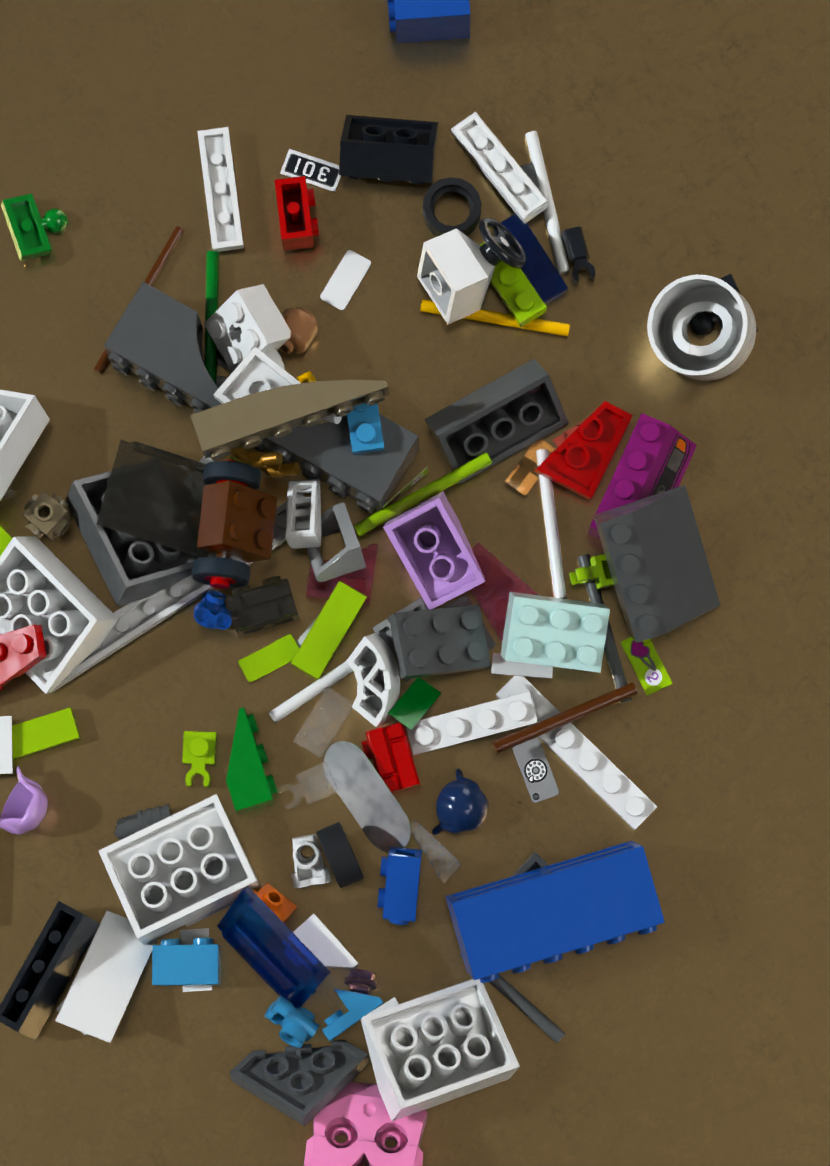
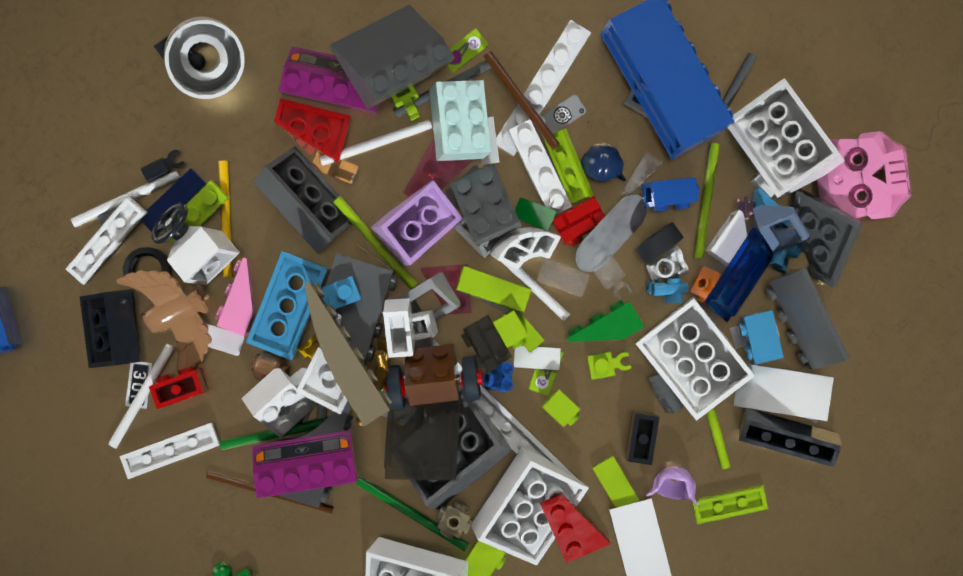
camera: 110 degrees left, 10 degrees up
(68, 879) = (718, 439): none -> lime piece
(82, 454) = (408, 511): none -> green piece
(93, 777) = (642, 438): none -> black brick
(156, 684) = (561, 408): none -> lime brick
(161, 338) = (304, 464): none -> magenta slope
(194, 1024) = (806, 319): none -> dark grey slope
(209, 676) = (543, 379): none -> lime sticker
(227, 671) = (538, 359): none -> white sticker
(272, 640) = (511, 329): none -> lime brick
(276, 861) = (671, 290): none -> dark azure plate
(296, 169) = (141, 395): none -> white axle
(304, 492) = (399, 327): none -> white piece
(330, 998) = (779, 238): none -> sand blue tile
(367, 348) = (271, 309): none -> dark azure brick
(382, 312) = (240, 303): none -> bright pink slope
(382, 933) = (706, 200): none -> lime axle
(392, 231) = (174, 310): none -> medium nougat animal
(463, 762) = (569, 168): none -> lime tile

